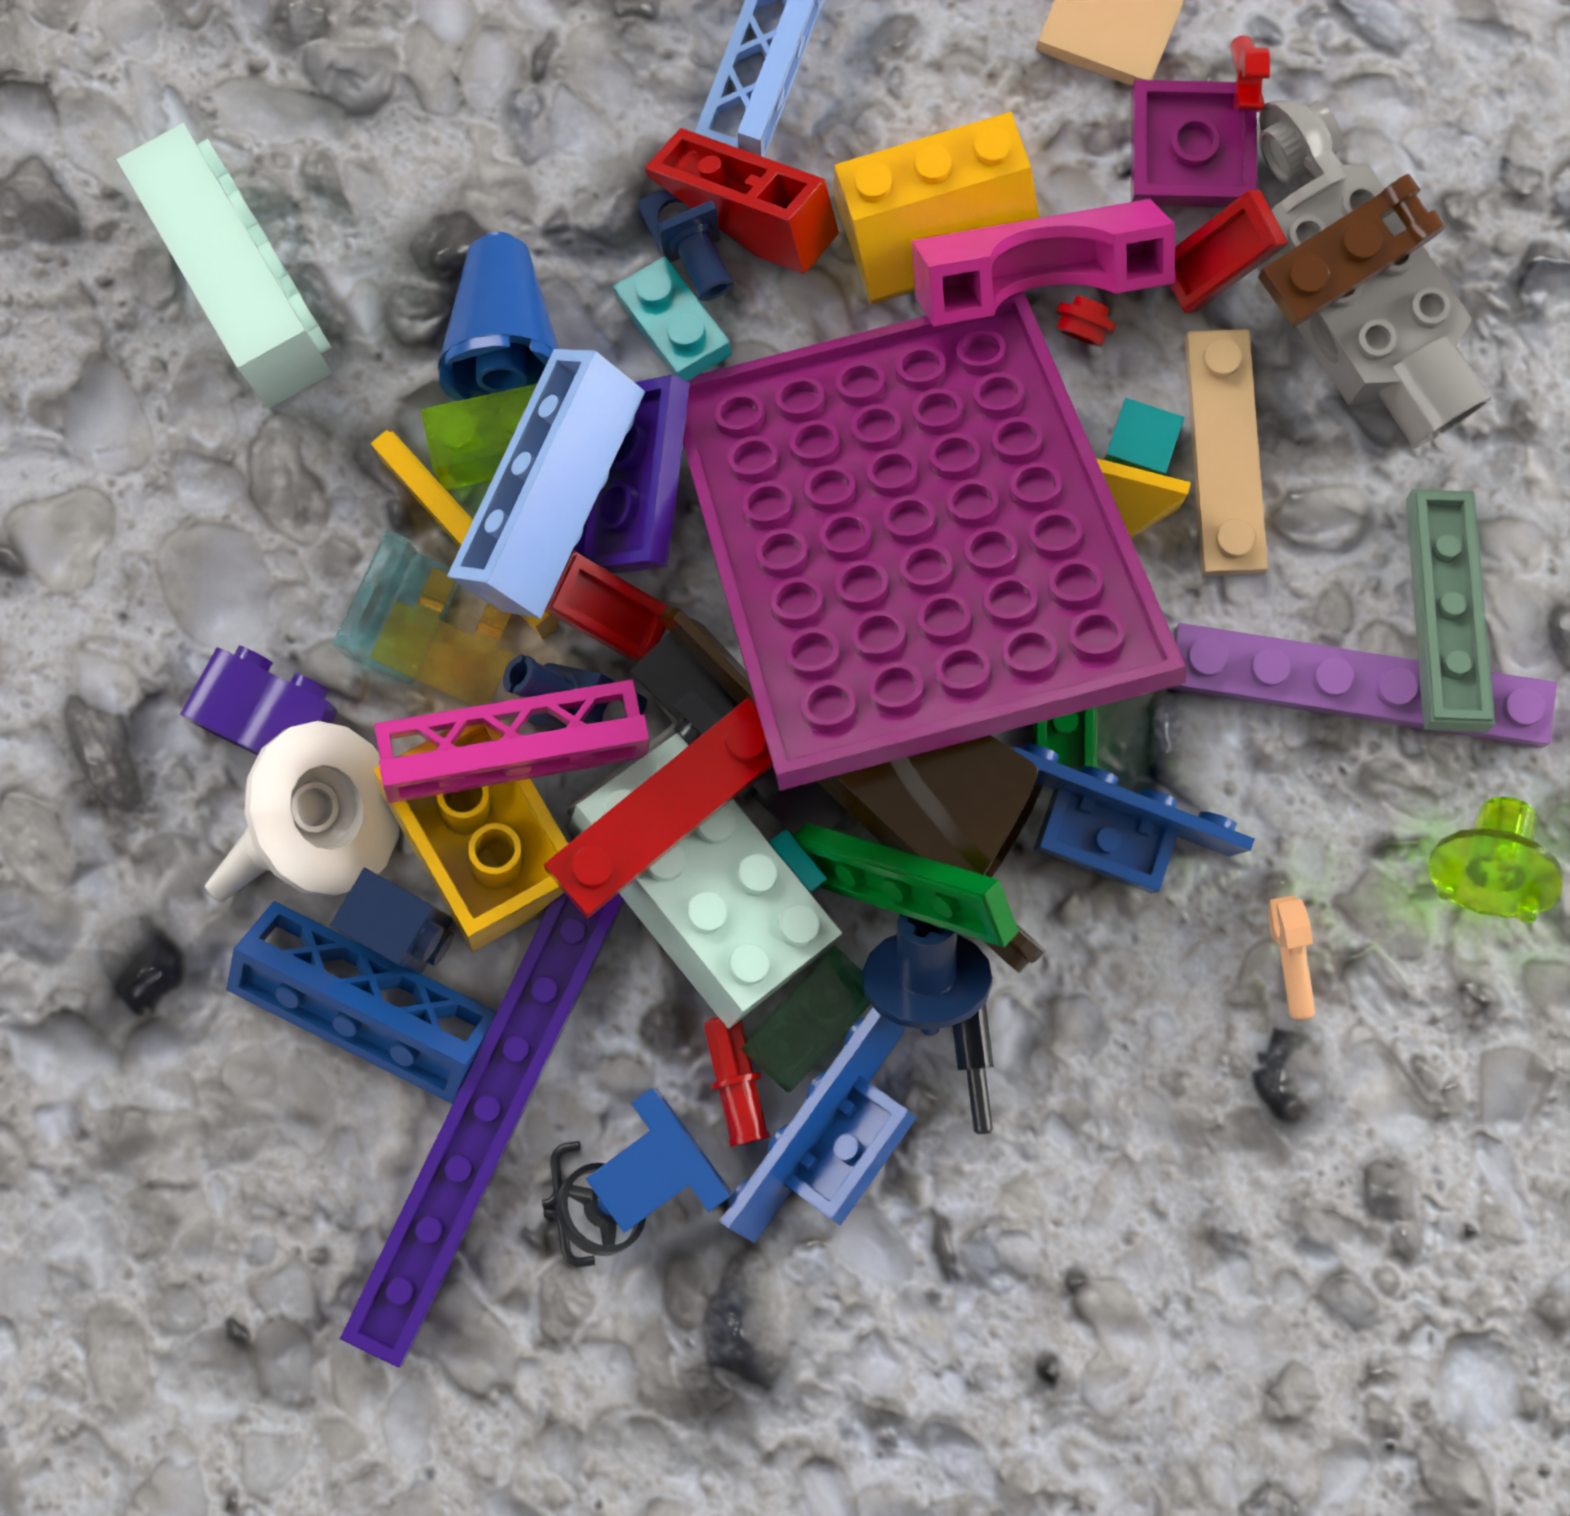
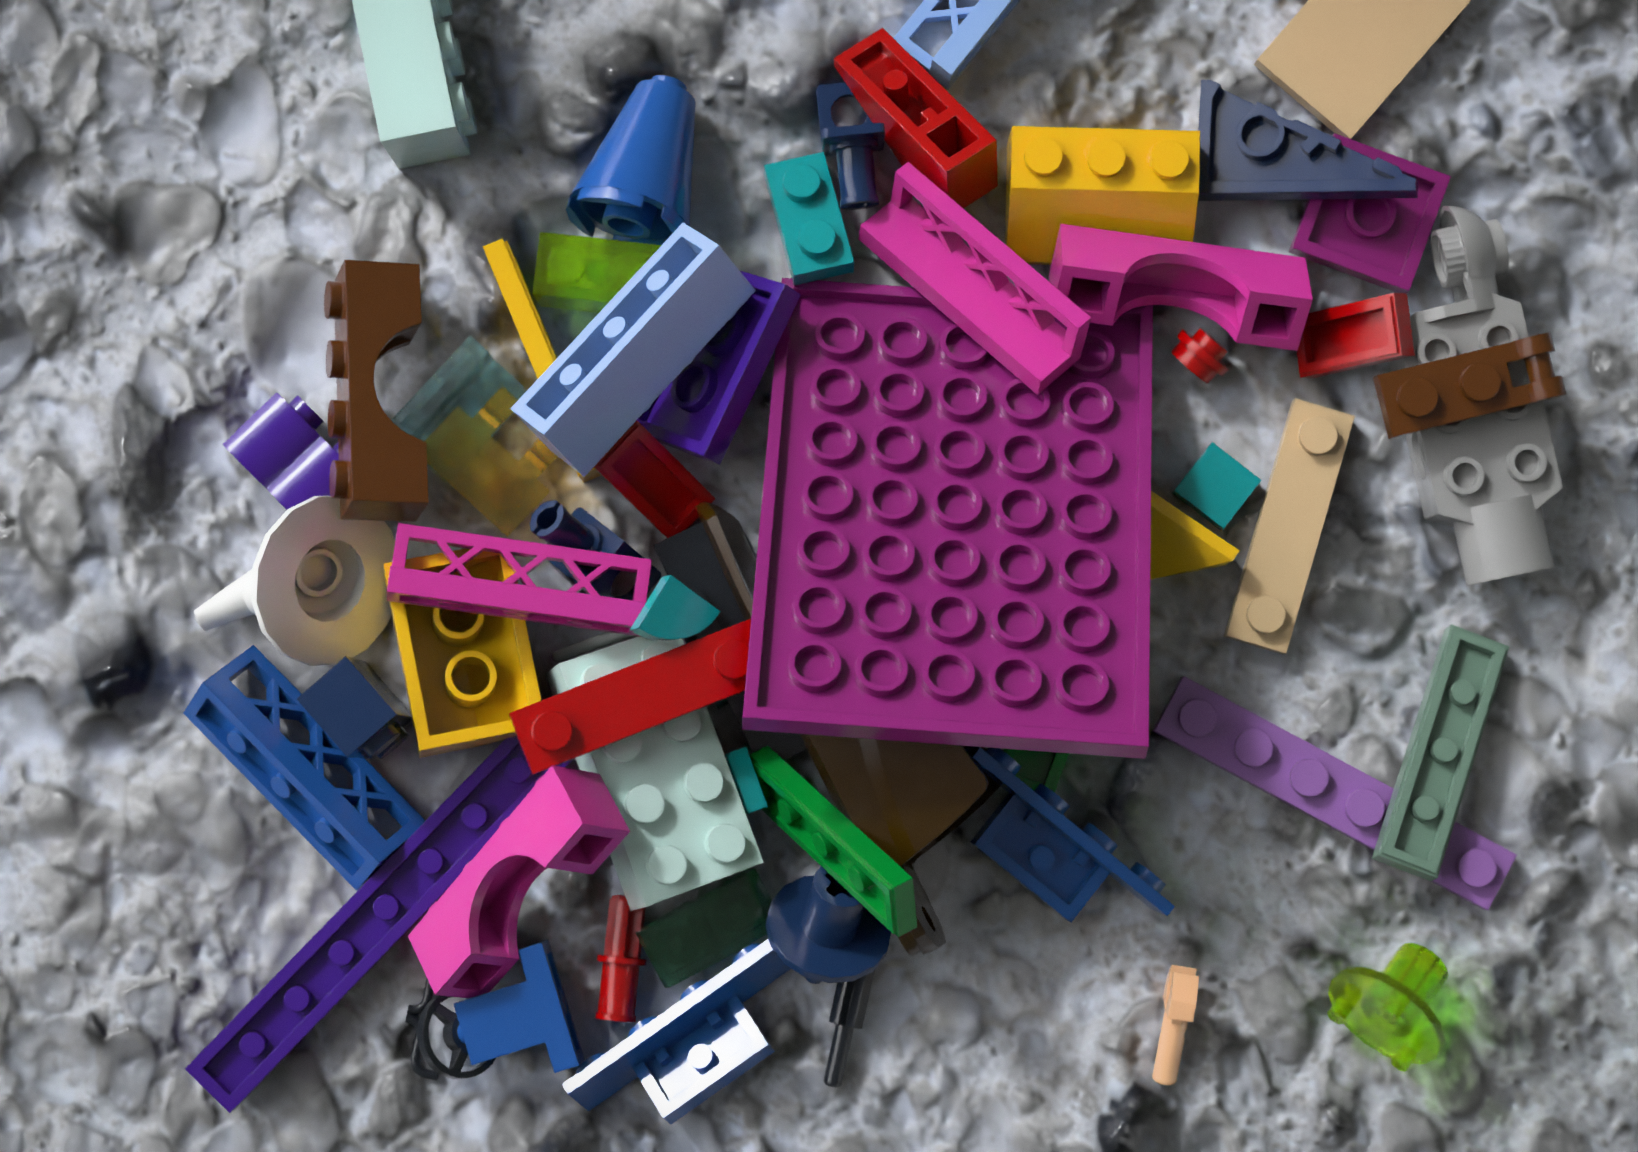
camera: 15 degrees right, 5 degrees up
(337, 676) = (379, 465): none -> reddish brown arch
(579, 1097) = (472, 929): none -> dark pink arch
(671, 714) = (673, 612): none -> teal tile
(852, 326) = (973, 281): none -> dark pink fence
(1084, 120) = (1262, 156): none -> dark blue wing
(1251, 67) = (1447, 166): red bar -> none

